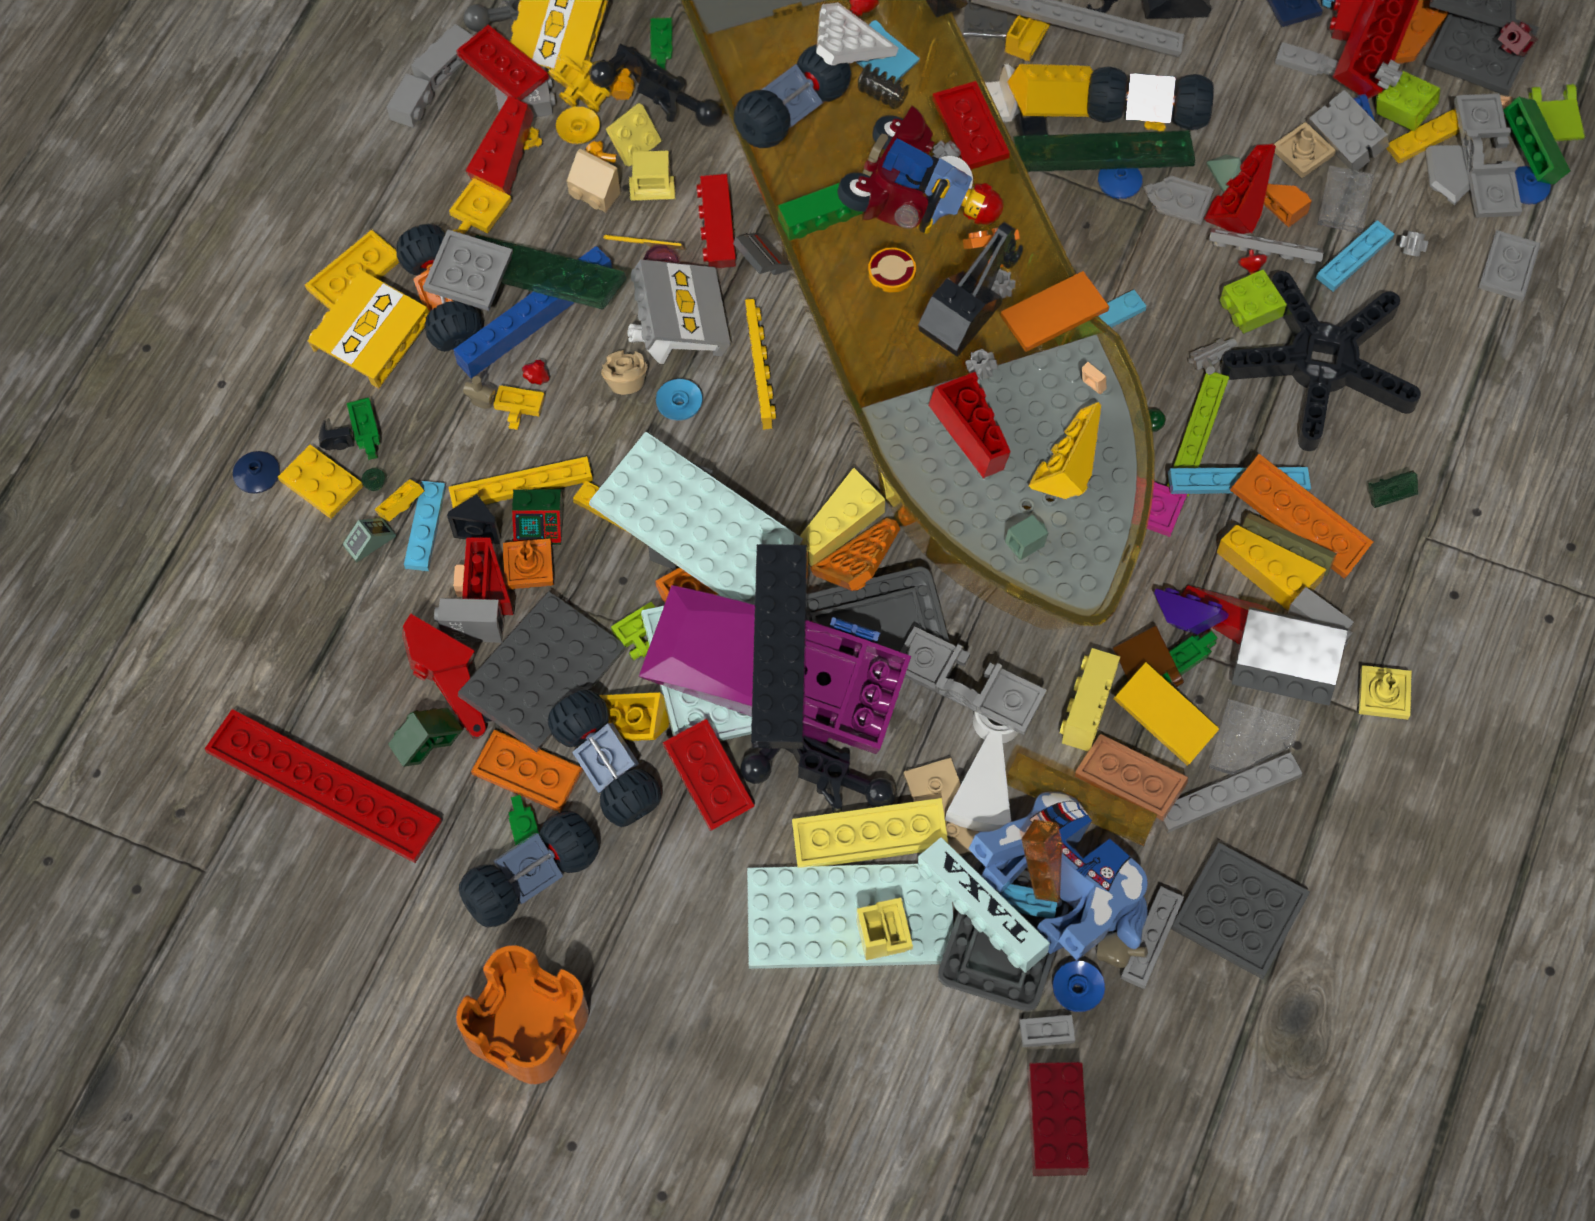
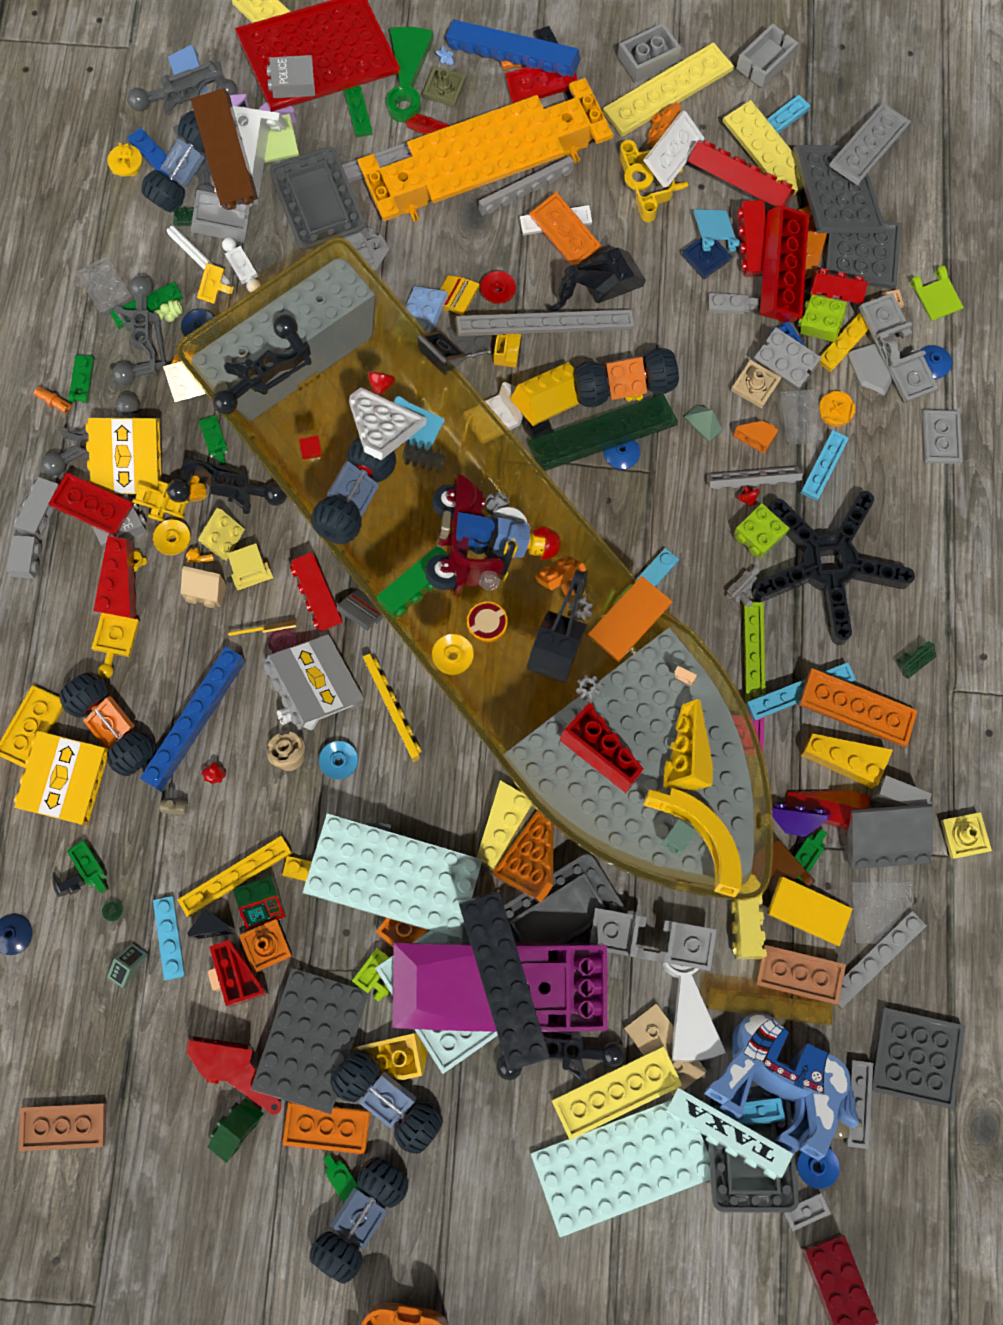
camera: 20 degrees left, 10 degrees up
(238, 677) = (62, 1127): none -> nougat plate
(320, 481) = (68, 926): yellow plate -> none
(323, 786) = (165, 1199): red plate -> none
(399, 500) = (140, 924): yellow plate -> none
(468, 270) = (128, 706): light grey plate -> none
(470, 619) = (236, 1016): light grey brick -> none
(518, 402) = (207, 804): yellow plate -> none
(560, 275) = (187, 686): clear green plate -> none
(708, 774) = (474, 1088): red plate -> none
(761, 47) = (310, 447): none -> red tile
(838, 281) = (452, 645): none -> yellow dish
(855, 629) = (551, 930): blue plate -> none
(883, 929) = (658, 1178): light yellow plate -> none
(971, 125) = (507, 469): red plate -> none
(1043, 857) = (766, 1084): clear orange slope -> none
(1062, 533) = (711, 829): none -> yellow arch
(1157, 419) = (719, 654): dark green plate -> none
(1180, 198) = (674, 455): light grey tile -> none
(1244, 199) = (725, 441): red wedge -> none
(1290, 541) = (855, 733): olive plate -> none
(1388, 74) = (805, 303): light grey gear -> none
(1391, 202) = (837, 408): none -> light orange tile
(1413, 243) = (866, 441): light grey gear -> none
(1437, 70) = (838, 285): none -> red wedge
(1517, 38) = (897, 240): dark red brick -> none
(1536, 140) = (931, 324): green brick -> none

